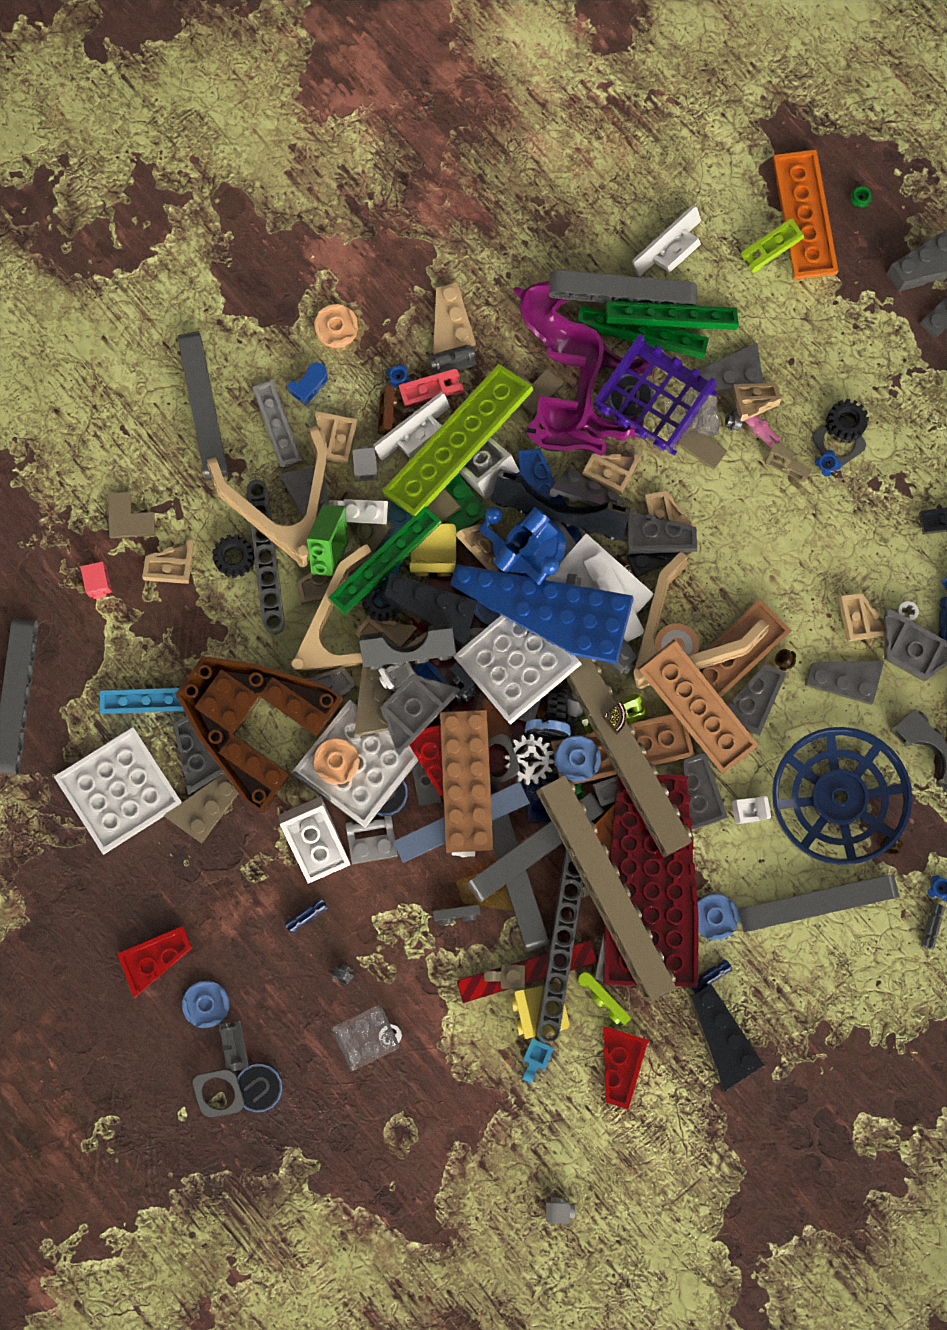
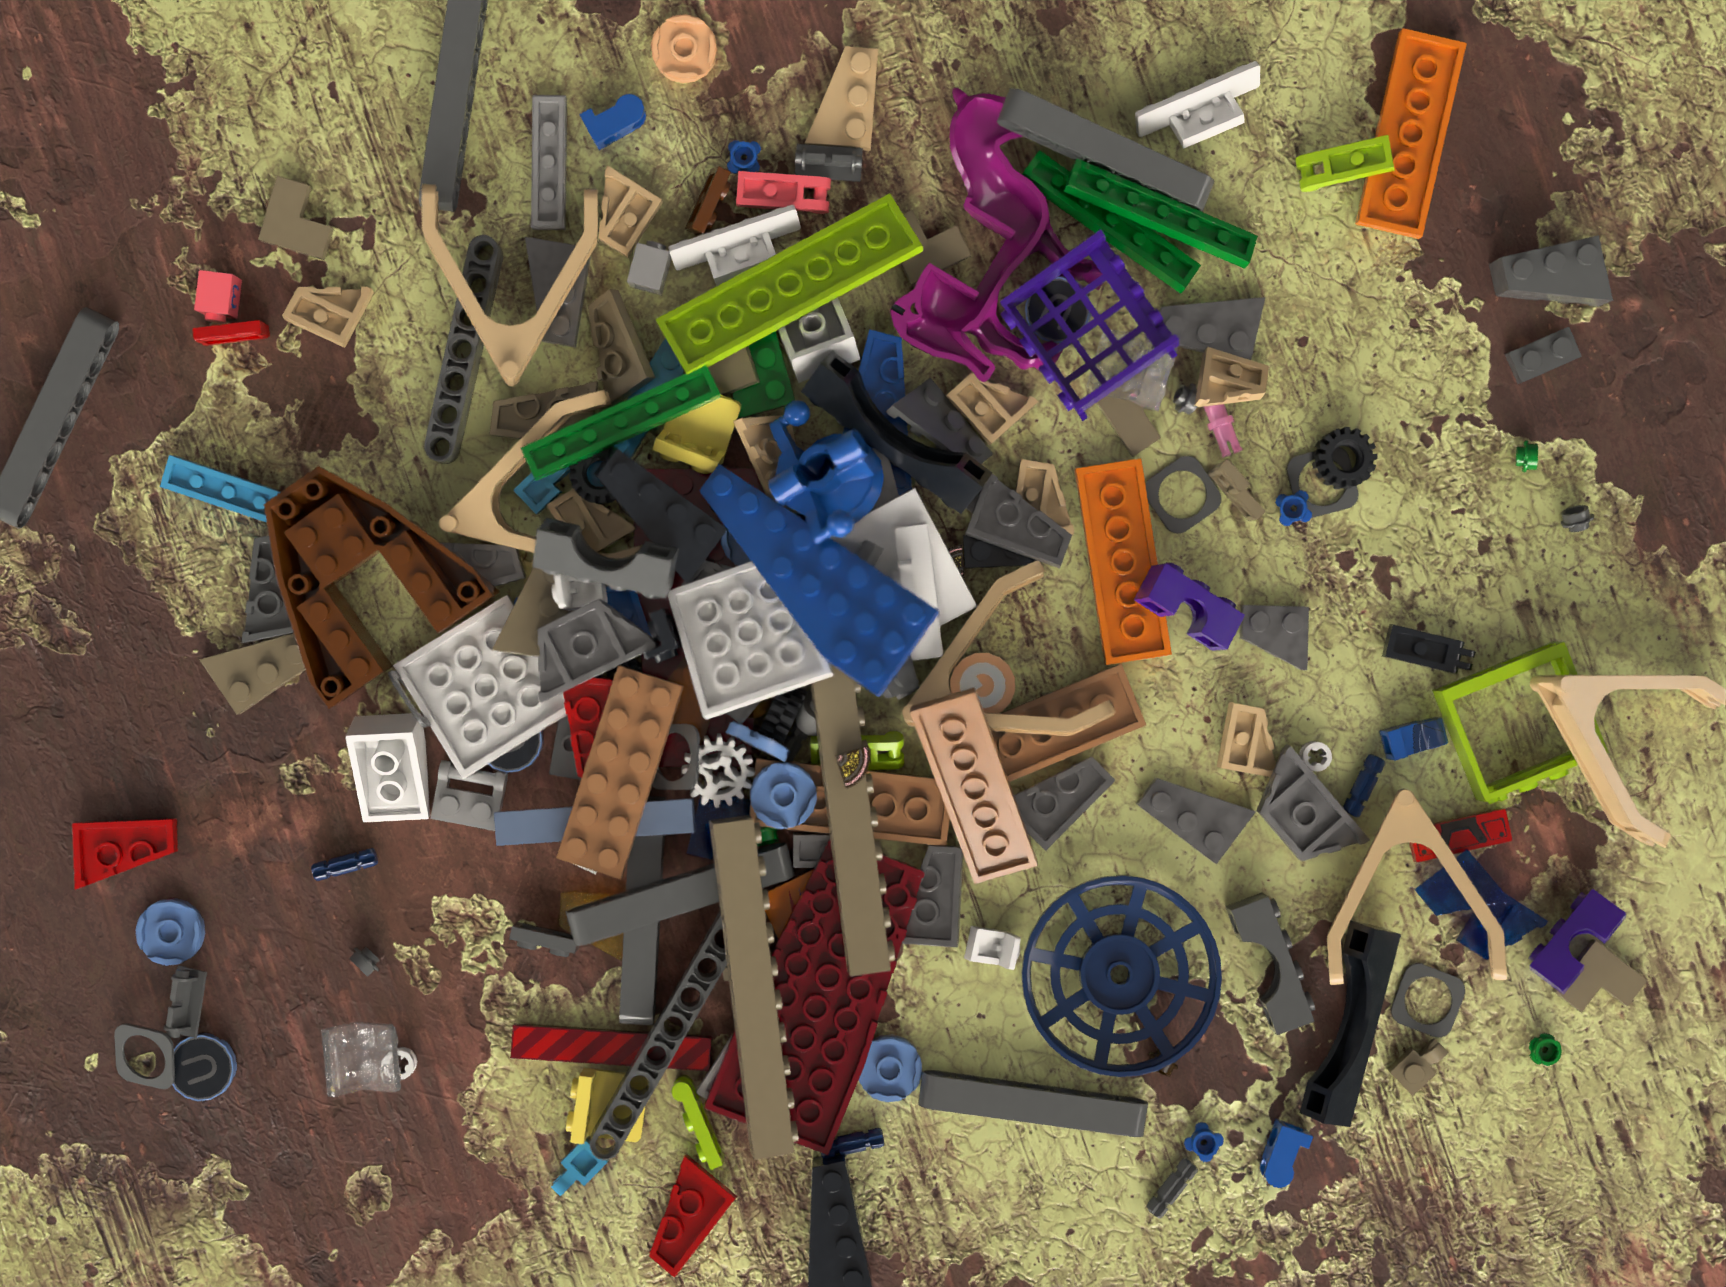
camera: 20 degrees right, 10 degrees up
(112, 600) = (231, 332): none -> red tile
(118, 790) = (149, 601): white plate -> none
(227, 544) = (400, 328): black tyre -> none
(327, 540) = (552, 363): bright green window -> none
(336, 761) = (456, 674): light nougat tile -> none
(346, 626) = (540, 492): none -> dark azure plate
(364, 510) = (615, 337): white hinge -> none
(510, 976) = (584, 1049): dark tan plate -> none
(734, 535) = (1119, 558): none -> orange plate
(755, 501) = (1211, 504): none -> dark grey piece
(785, 659) = (1122, 760): dark brown plate -> none
(806, 547) = (1213, 617): none -> dark purple arch
(850, 542) = (1278, 631): none -> flat silver wing
(865, 193) = (1508, 133): green plate -> none

